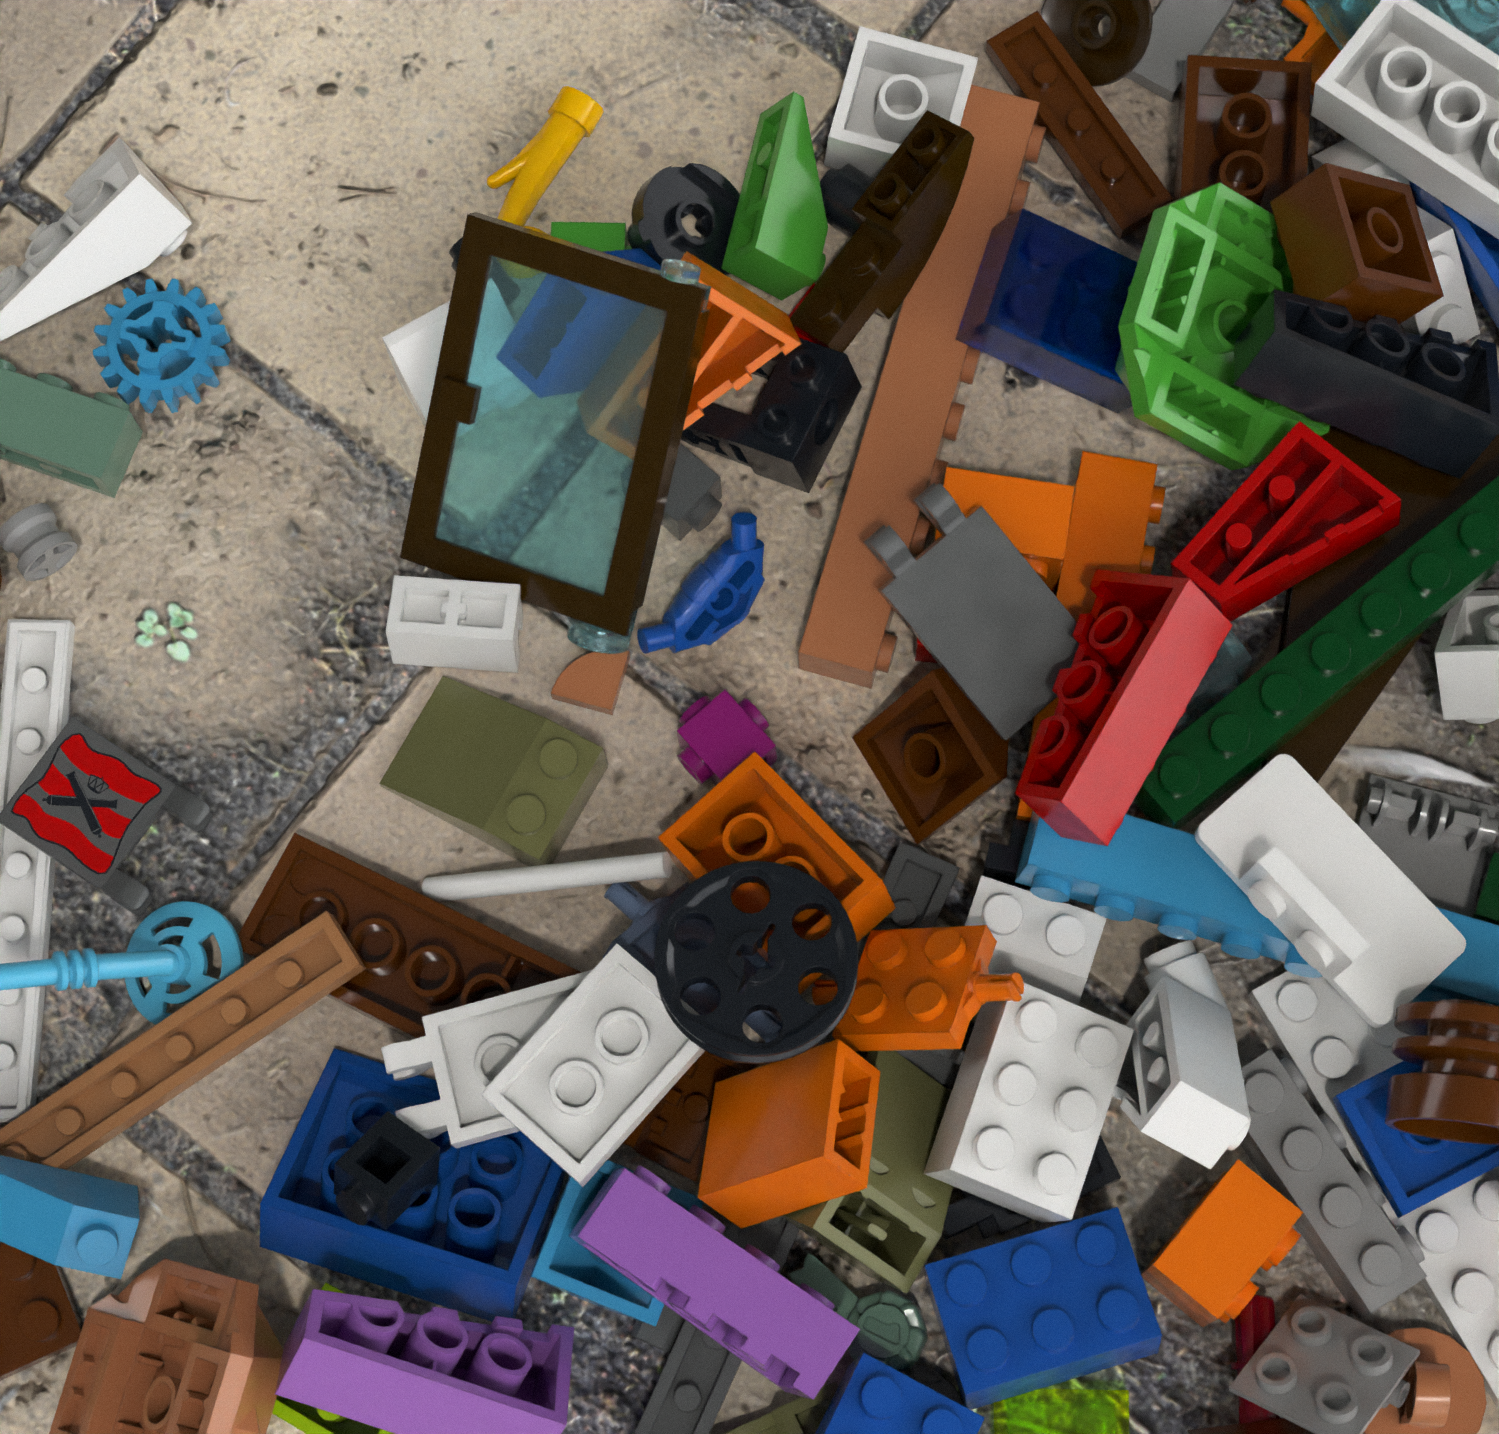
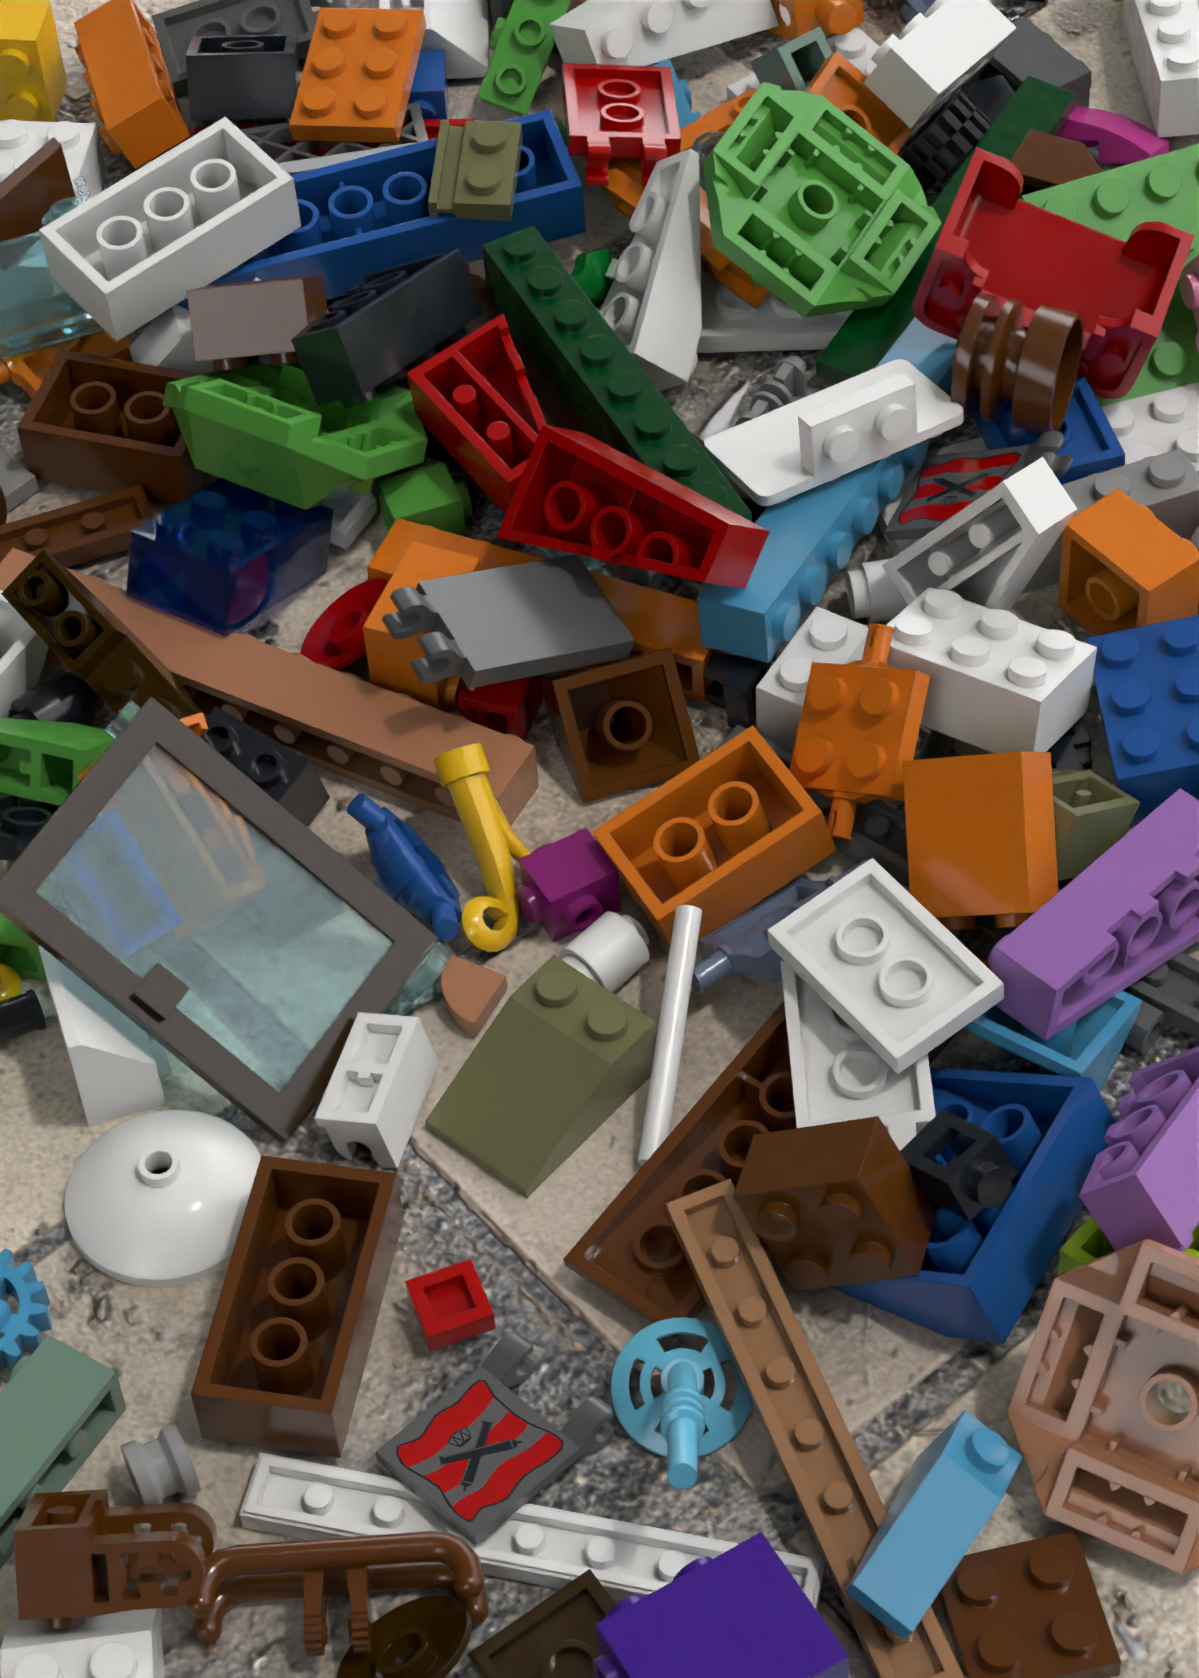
camera: 80 degrees left, 25 degrees down
(199, 614) = (298, 1307): none -> reddish brown brick
(237, 744) = (450, 1305): none -> red plate
(332, 1062) = (835, 1204): none -> reddish brown brick
(335, 506) = (169, 1223): none -> white dish
(642, 793) = (609, 950): none -> white brick
(768, 990) = (817, 836): black wedge -> none
(801, 614) = (492, 843): none -> yellow plant
(1017, 449) = (338, 633): none -> red dish
(1194, 487) = (425, 498): none -> bright green brick
(1308, 1048) = (956, 480): none -> flag

